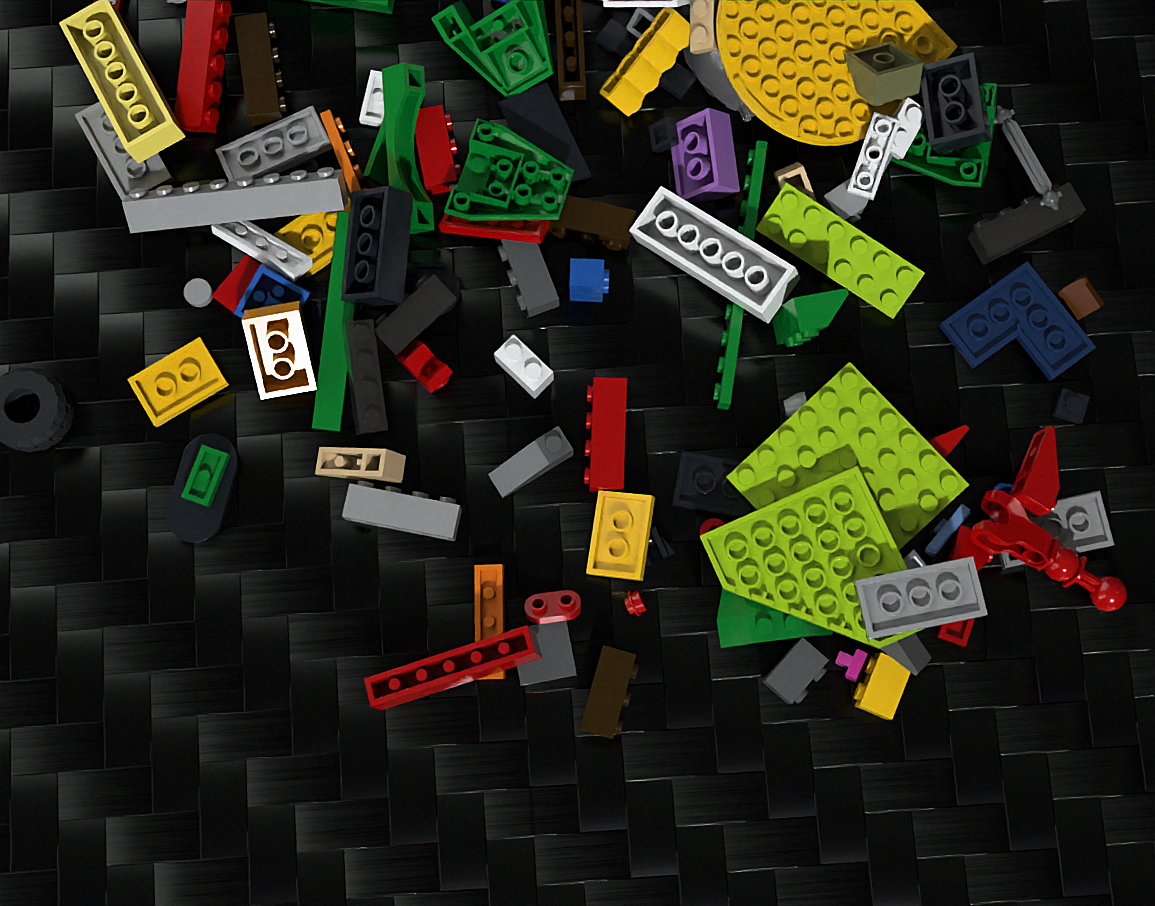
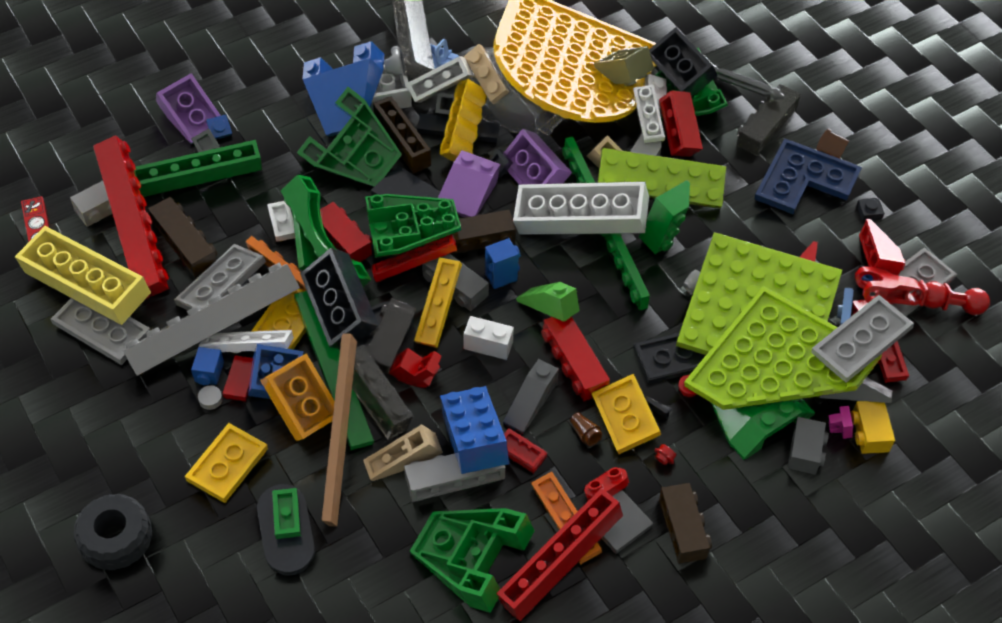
camera: 30 degrees left, 25 degrees down
(210, 255) = (207, 366): none -> blue brick
(299, 409) = (339, 430): none -> medium nougat tile
(365, 601) = (465, 544): none -> green wedge
(440, 480) = (474, 430): none -> blue brick
(486, 520) = (524, 451): none -> red plate
(490, 296) = (438, 302): none -> yellow plate
(569, 531) = (586, 429): none -> reddish brown cone
(609, 152) = (470, 183): none -> medium lavender slope
(614, 356) = (552, 299): none -> bright green slope
(907, 185) = (680, 123): none -> red brick

